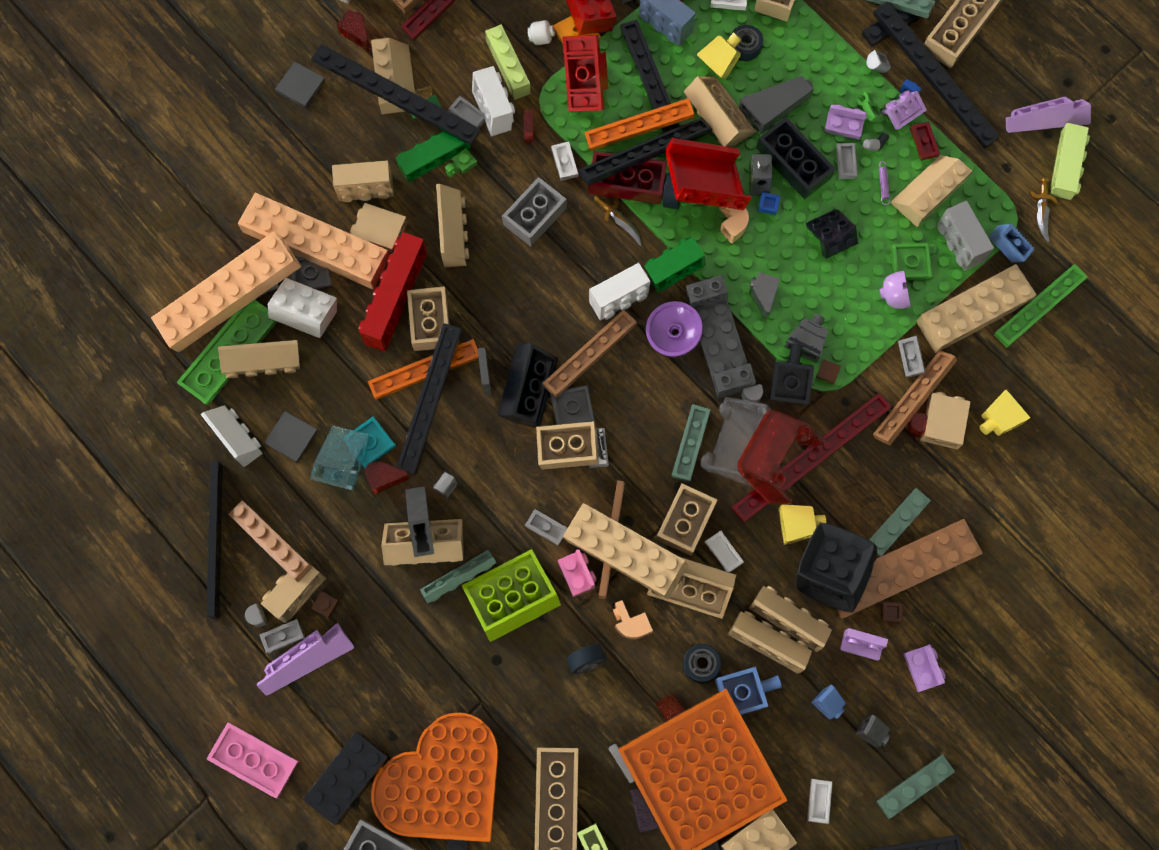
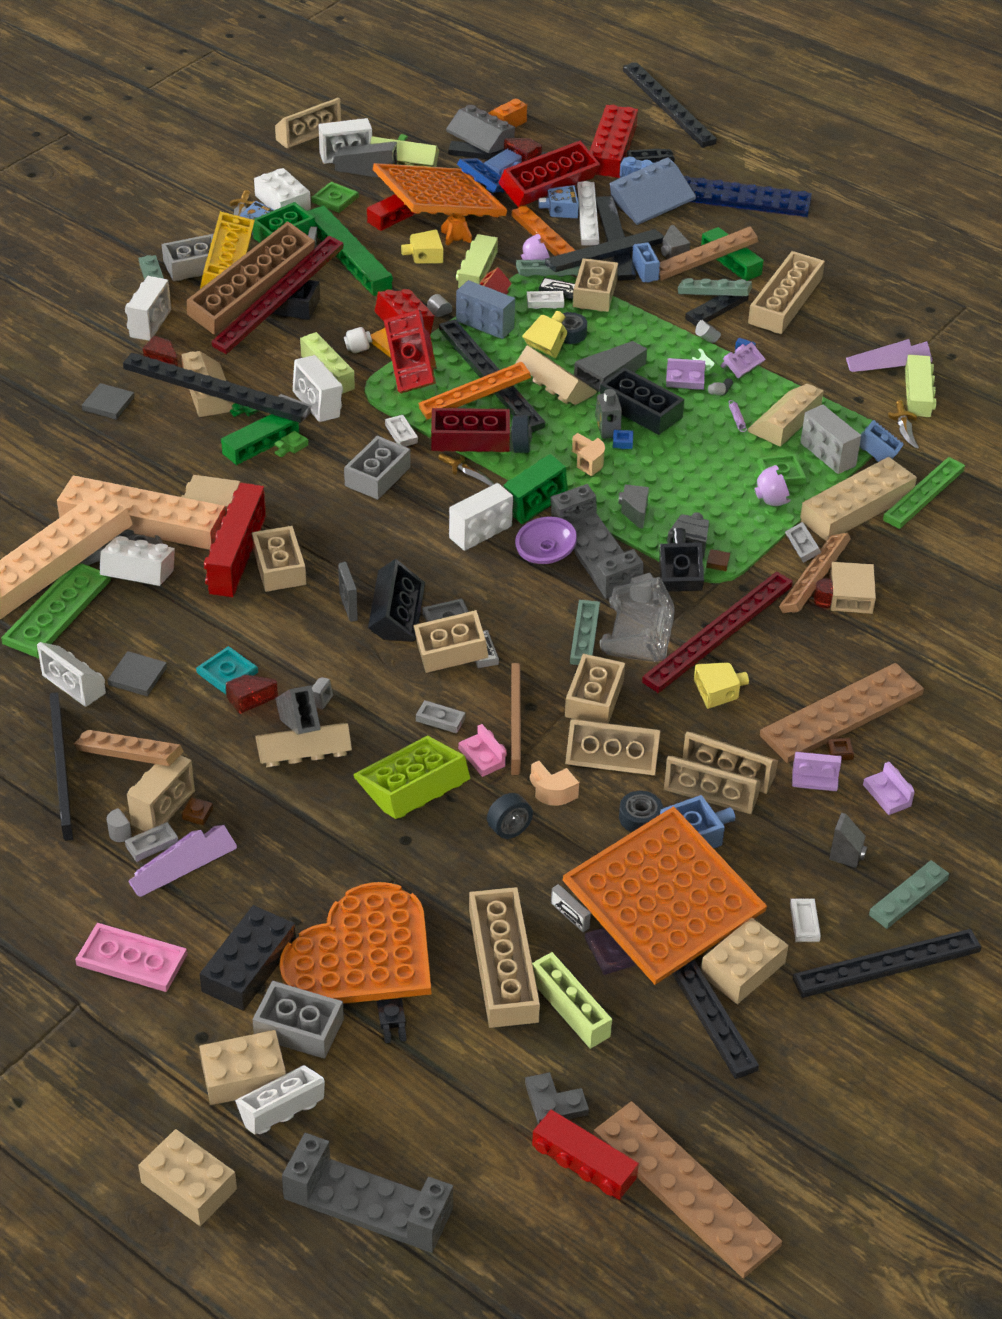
camera: 10 degrees left, 30 degrees down
(259, 358) = (95, 600): tan slope -> none
(340, 458) = (197, 681): clear light blue slope -> none
(363, 181) = (189, 456): tan brick -> none
(417, 371) = (278, 603): orange plate -> none
(429, 398) = (291, 616): black tile -> none
(452, 226) = (290, 487): tan slope -> none
(457, 576) = (341, 772): sand green plate -> none
(528, 125) = (358, 408): clear red beam -> none
(589, 353) = (458, 571): medium nougat plate -> none
(625, 551) = (534, 709): tan brick -> none
(642, 152) = (485, 402): black tile -> none
(705, 174) = (552, 411): red panel -> none
(724, 552) = (641, 717): white tile -> none
(767, 449) = (670, 626): clear red windscreen -> none
(829, 702) = (791, 823): medium blue slope -> none
(834, 232) = (697, 454): black bracket -> none
(836, 567) = (767, 698): black piece -> none
(846, 161) = (695, 404): light grey tile -> none
(899, 521) = (825, 675): sand green plate -> none
(924, 141) = (770, 381): dark red plate -> none
(936, 75) = (768, 337): black plate -> none
(1003, 415) = (912, 577): light yellow torso -> none

